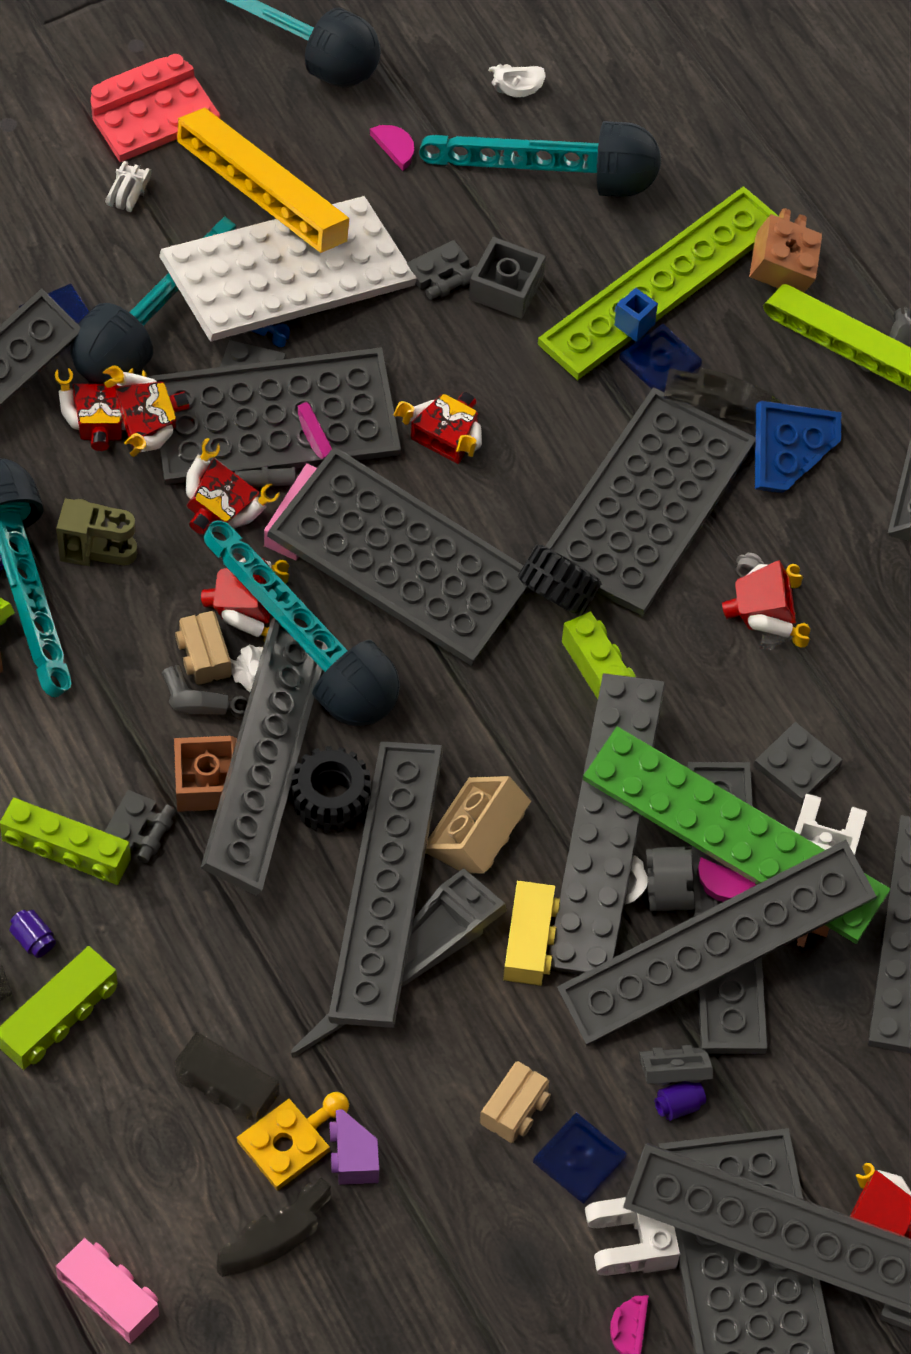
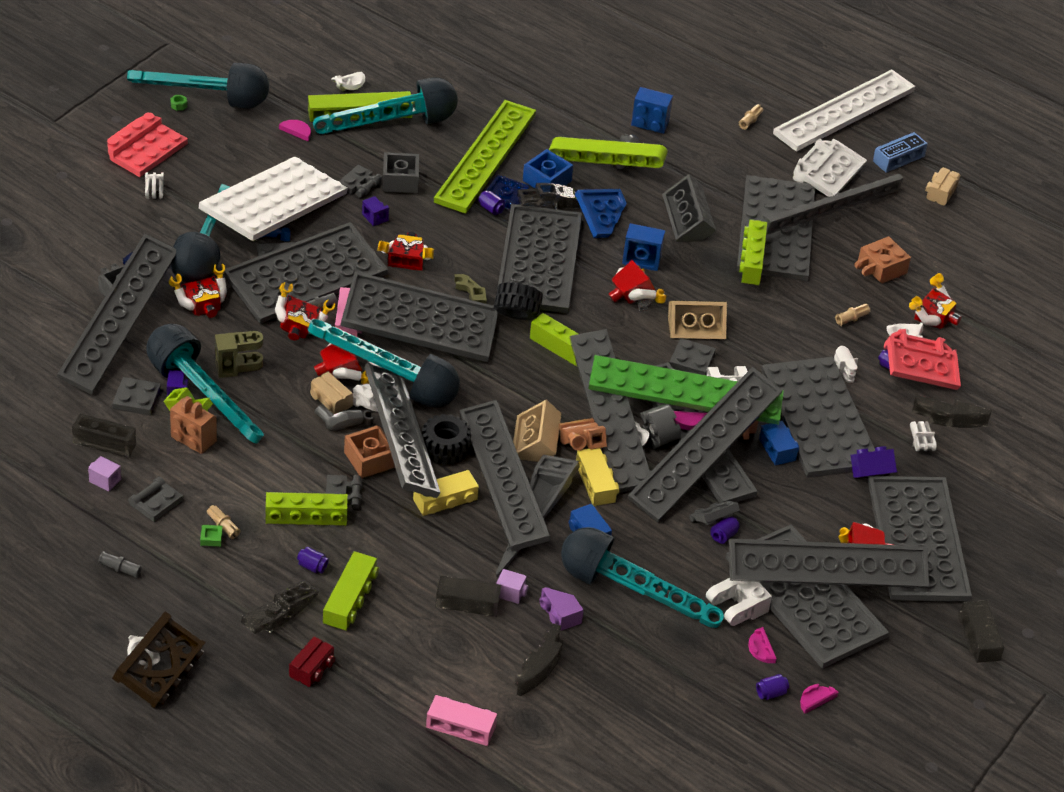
camera: 25 degrees left, 15 degrees down
(145, 409) = (233, 282): torso -> none
(239, 44) = (178, 102): none -> bright green tile
(263, 180) = (236, 158): yellow brick -> none
(289, 1122) = (515, 607): yellow plate -> none
(293, 885) = (454, 490): none -> light yellow brick
(300, 1083) = (513, 586): none -> lavender brick
(313, 431) = (336, 270): dark pink tile -> none
(433, 1078) = (588, 553): none -> piece
(435, 335) = (375, 211): none -> dark purple brick
(470, 118) = (328, 104): none -> lime brick
(471, 1022) = (588, 517): none -> blue brick
(515, 1102) = (638, 552): tan brick -> none
(516, 526) = (465, 283): none -> olive piece
(540, 844) = (582, 434): none -> nougat hips
(579, 1158) = (687, 574): clear blue tile -> none
(624, 374) = (491, 202): none -> dark purple brick
(635, 314) = (485, 168): blue brick -> none
(739, 345) = (547, 169): none -> blue brick
(747, 563) = (608, 275): light grey plate -> none
(786, 252) = (547, 122): nougat hinge -> none
(817, 537) = (643, 246): none -> blue brick
(839, 697) = (697, 319): none -> tan slope
(850, 971) = (778, 443): none -> blue brick

